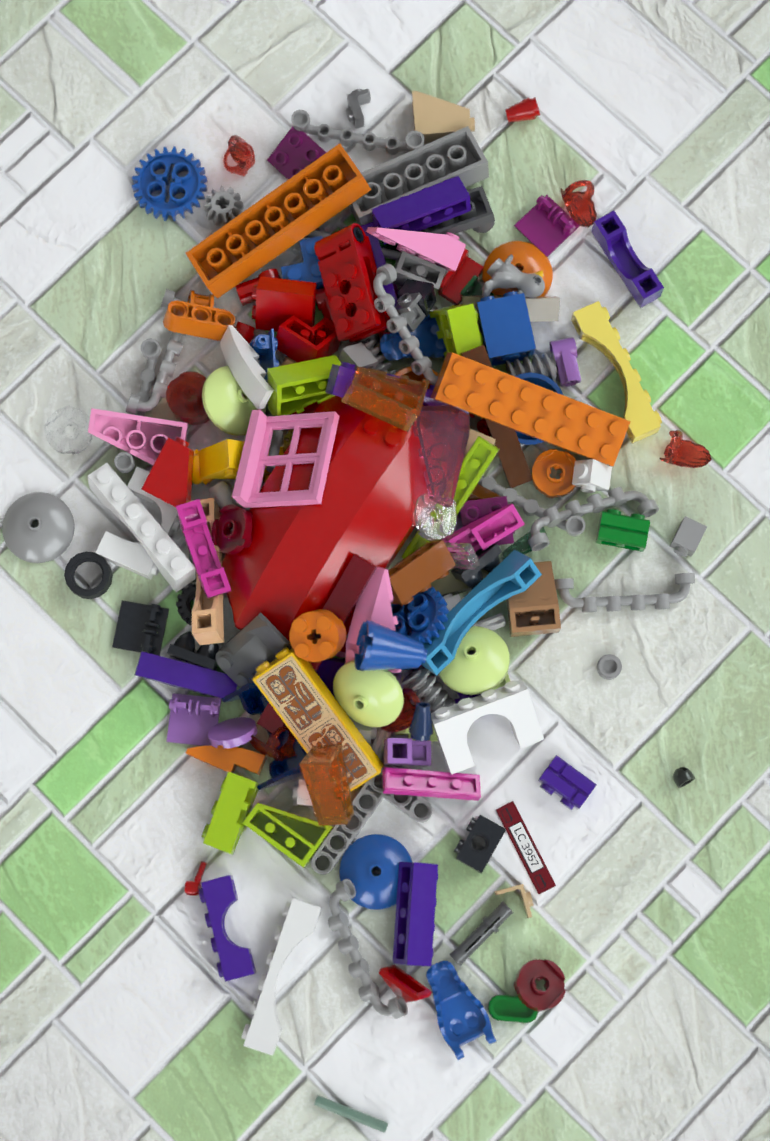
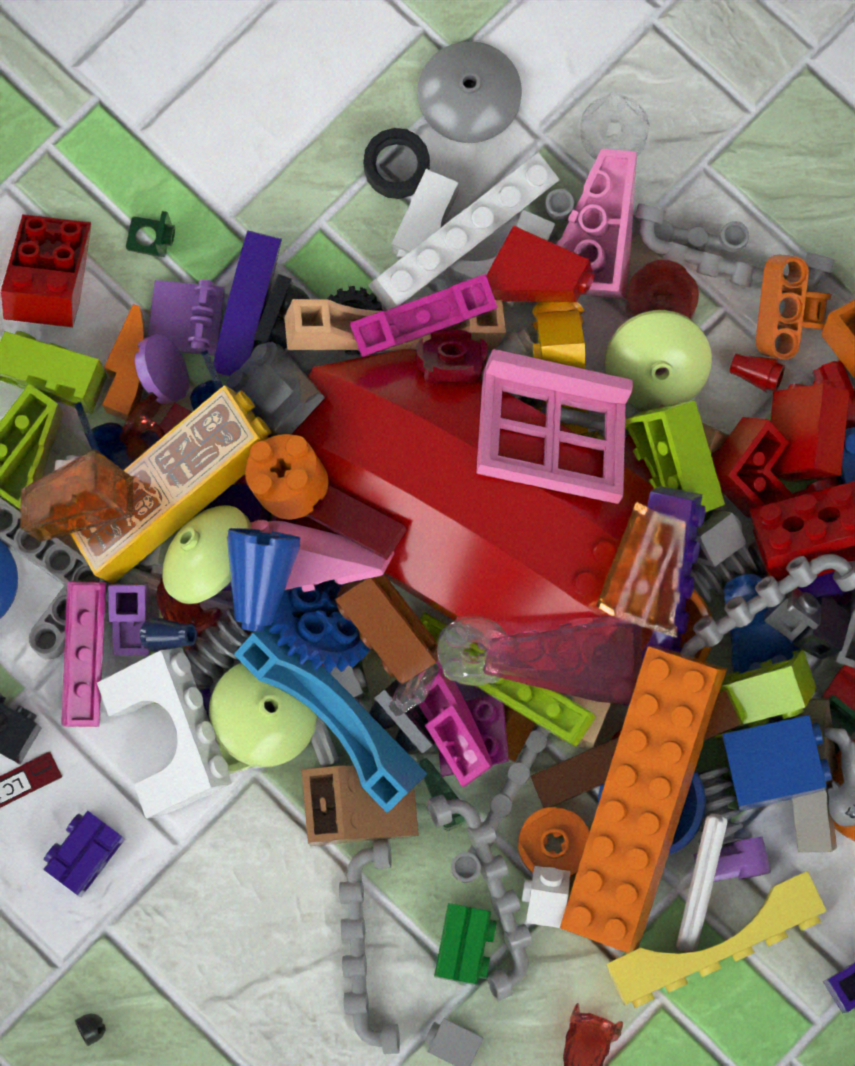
camera: 90 degrees right, 0 degrees up
(132, 735) = (164, 235): none -> dark green bracket
(140, 627) = (319, 239): black hinge -> none
(157, 817) = (46, 271): none -> red slope
(244, 367) = (712, 368): white slope -> none
(265, 347) = (739, 403): blue hinge -> none
(582, 377) = (701, 883): none -> white axle
(609, 666) = (257, 921): light grey tile -> none

